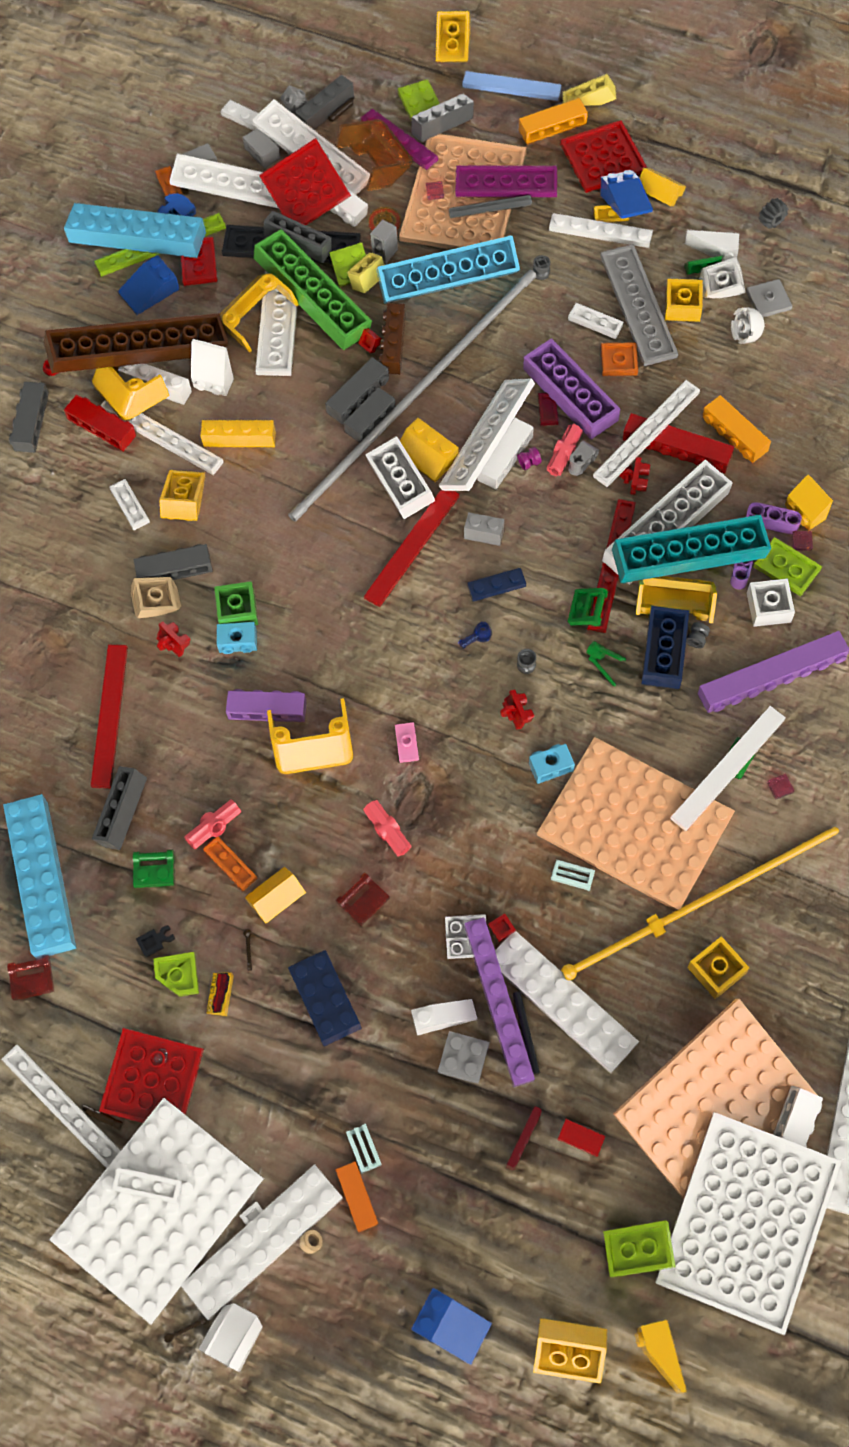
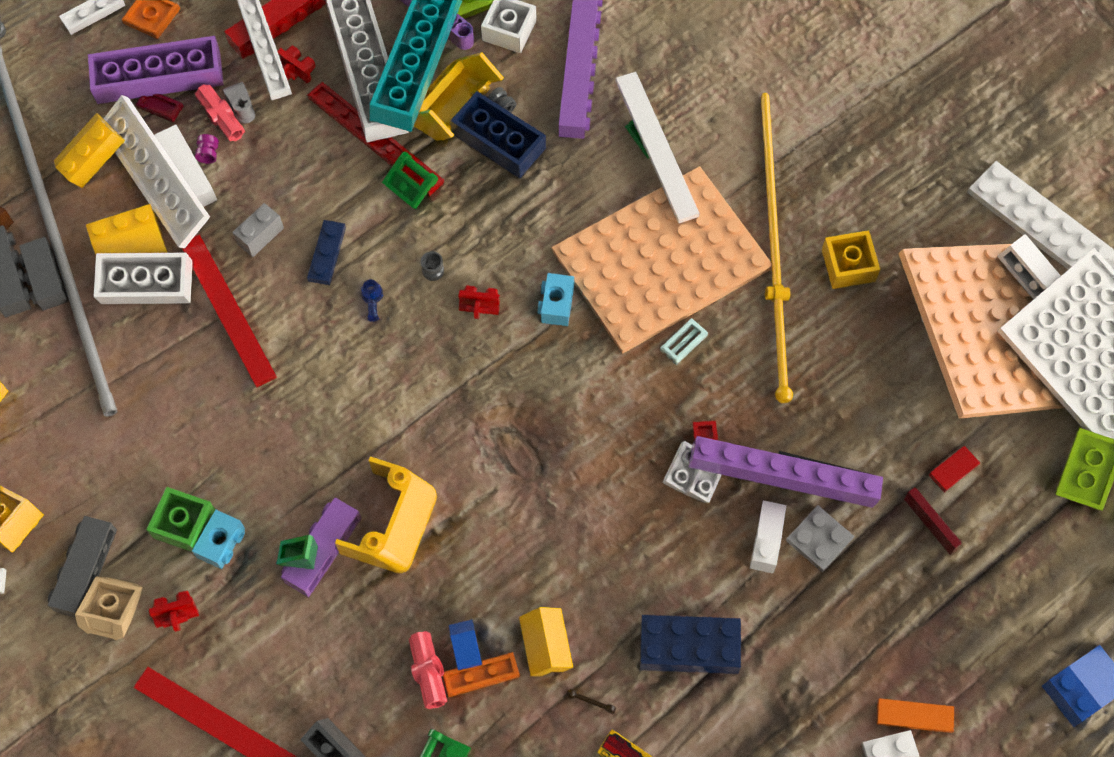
camera: 65 degrees left, 0 degrees up
(244, 839) = (465, 644): none -> blue slope
(248, 692) = (298, 552): none -> green slope
(357, 1130) = (889, 685): light aqua tile -> none
(367, 904) = (606, 552): clear red plate -> none
(387, 828) = (535, 490): coral piece -> none
(406, 742) = (449, 425): bright pink plate -> none
(477, 385) = (88, 151): none -> yellow slope
(564, 1002) = (813, 414): white plate -> none
(598, 651) = (462, 197): green plant -> none
(780, 786) = (696, 117): clear pink tile -> none

